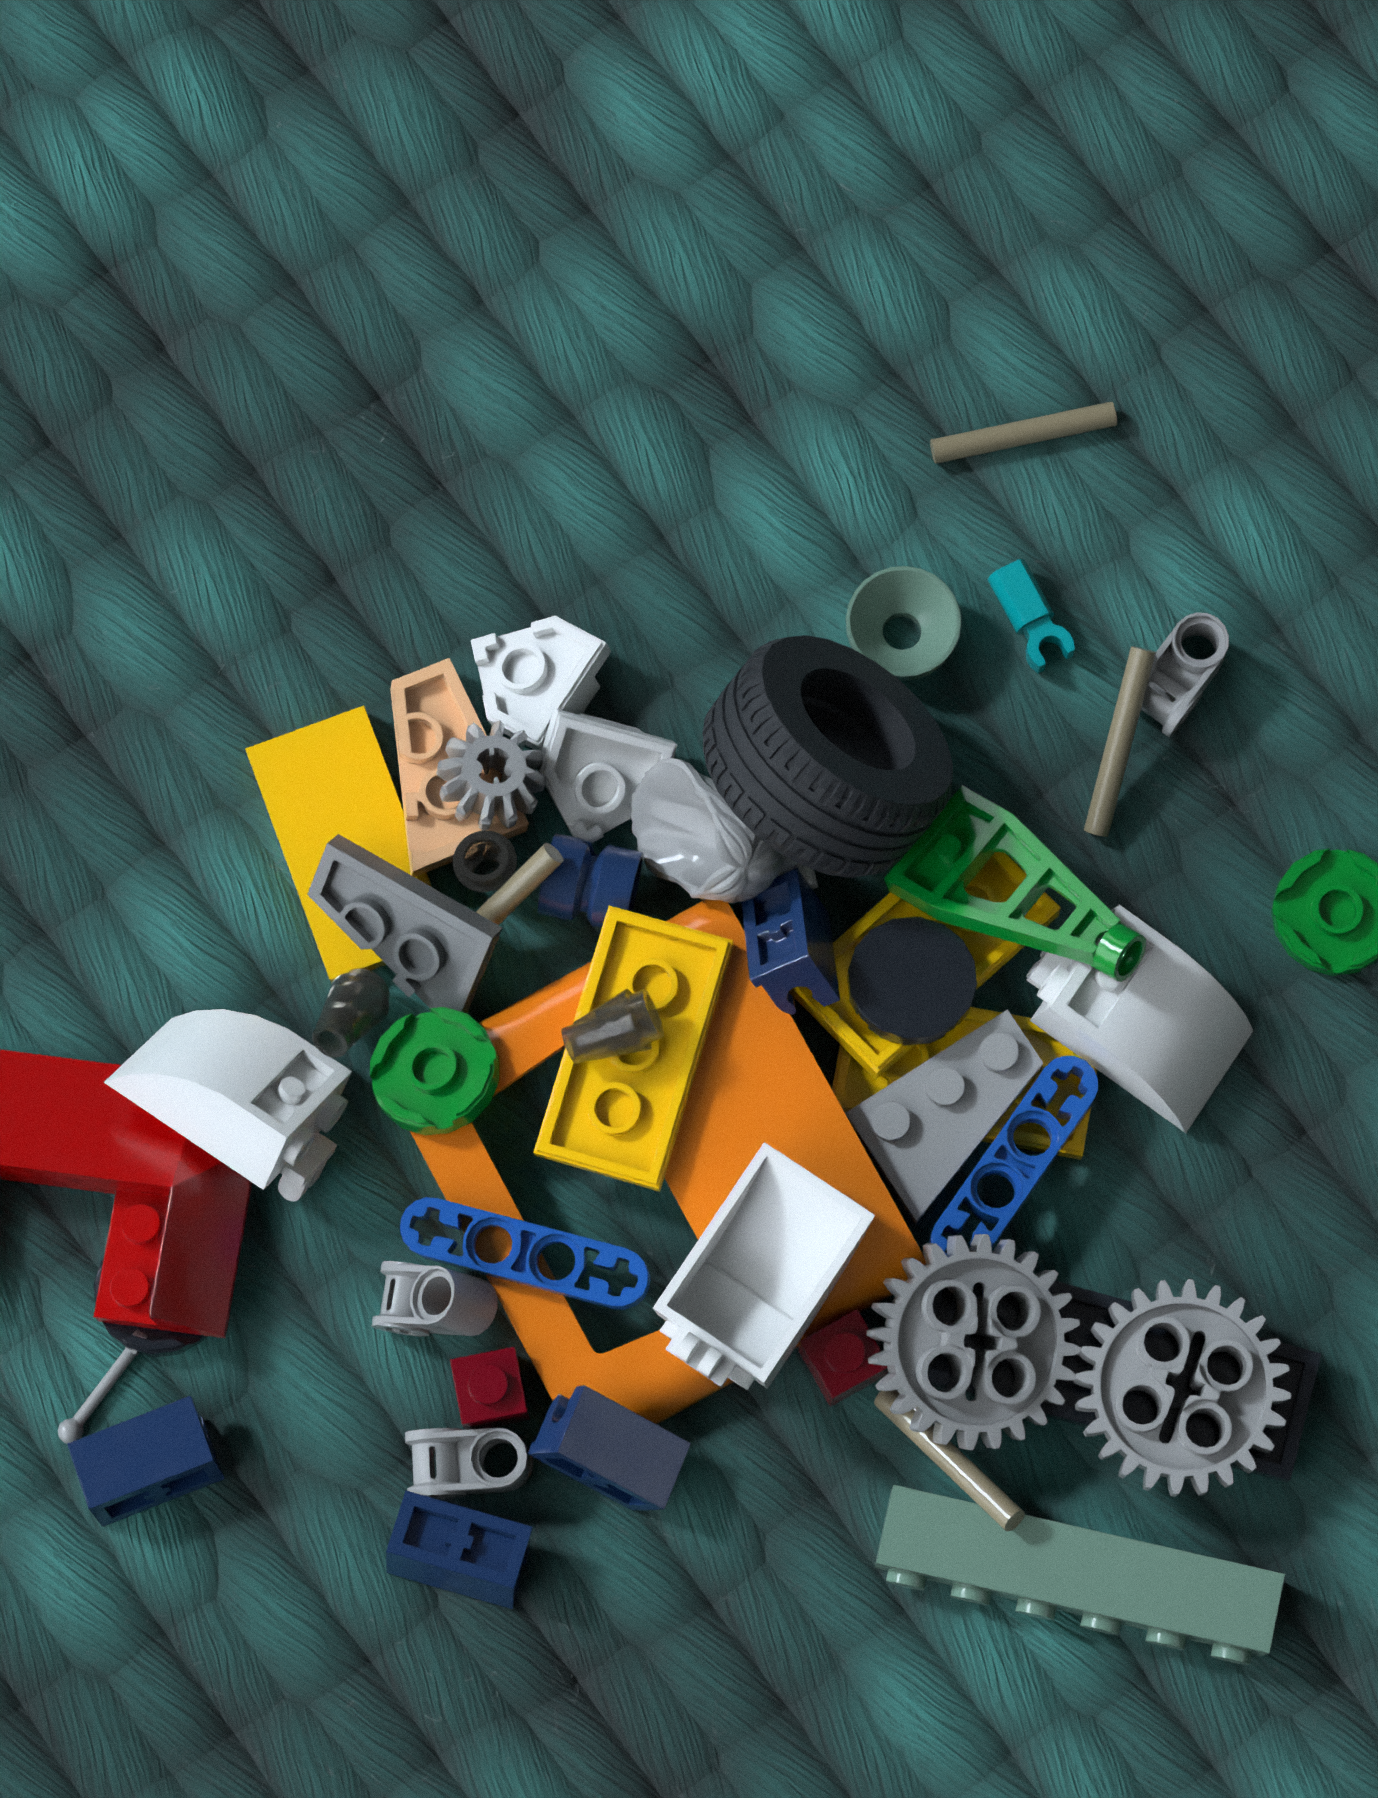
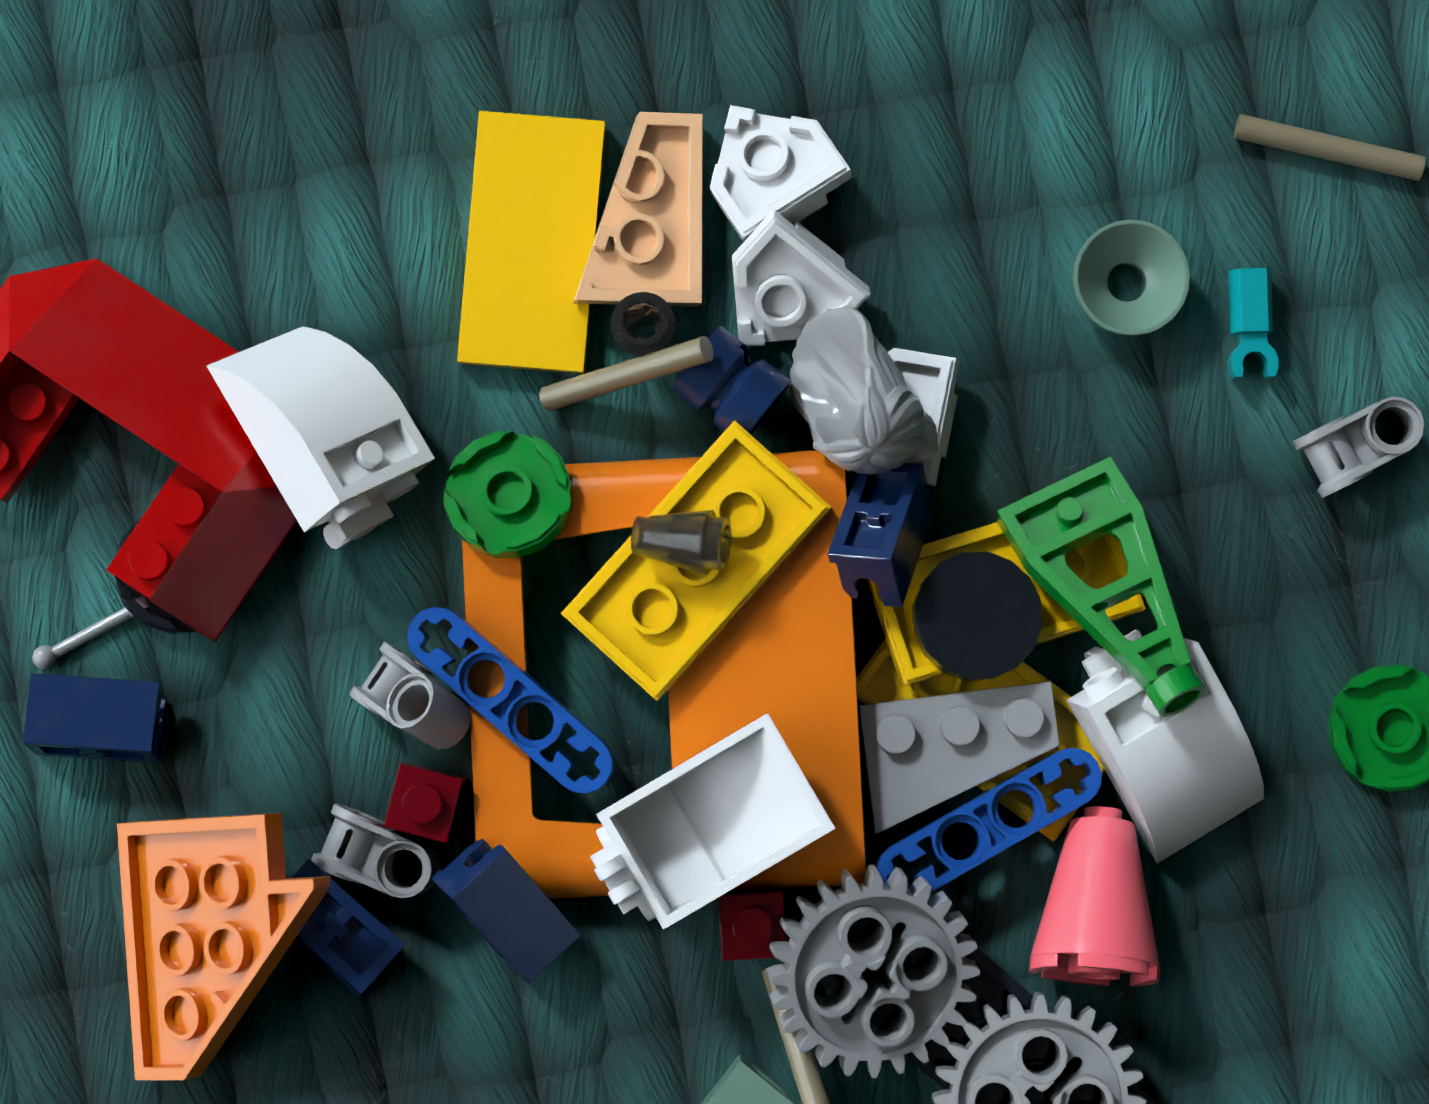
camera: 25 degrees right, 10 degrees up
(338, 1603) = (203, 930): none -> orange wing
(351, 1010) = (460, 401): clear smoke cone -> none
(416, 930) = (552, 357): dark grey wing -> none
(484, 752) = (707, 259): light grey gear -> none
(827, 756) = (997, 379): black tyre -> none
(1119, 741) = (1274, 482): dark tan bar -> none
(1151, 1195) = (1097, 907): none -> coral cone

